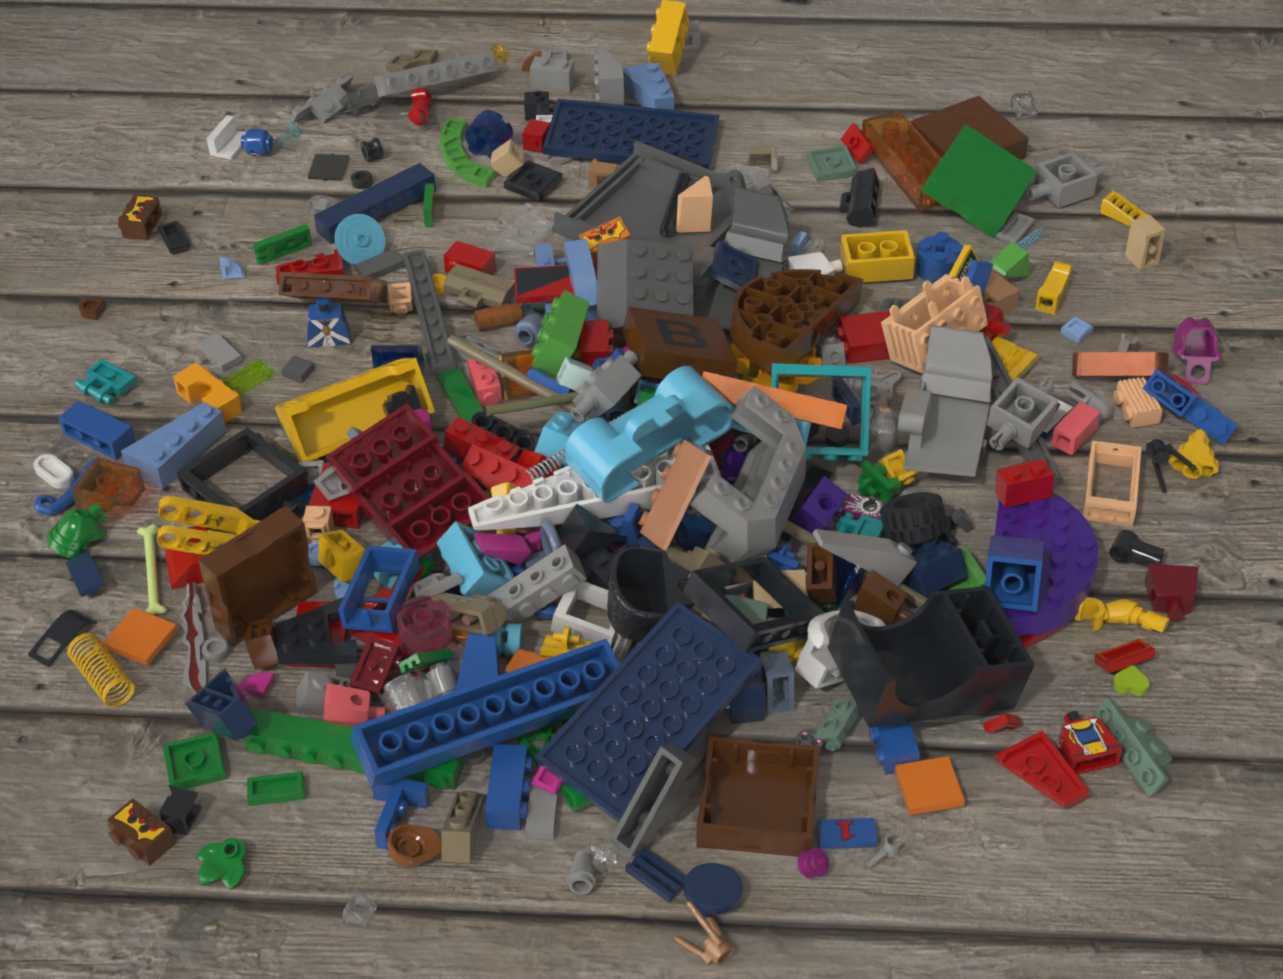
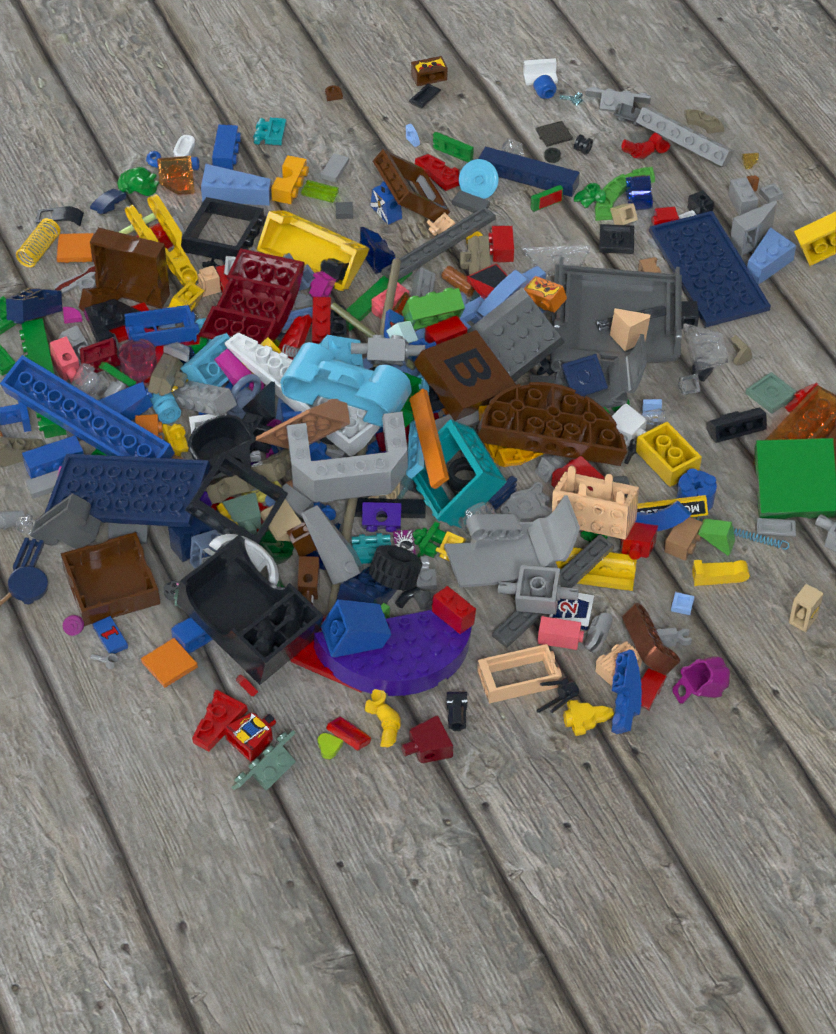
camera: 60 degrees right, 5 degrees up
(452, 173) = (591, 193): none -> green plate

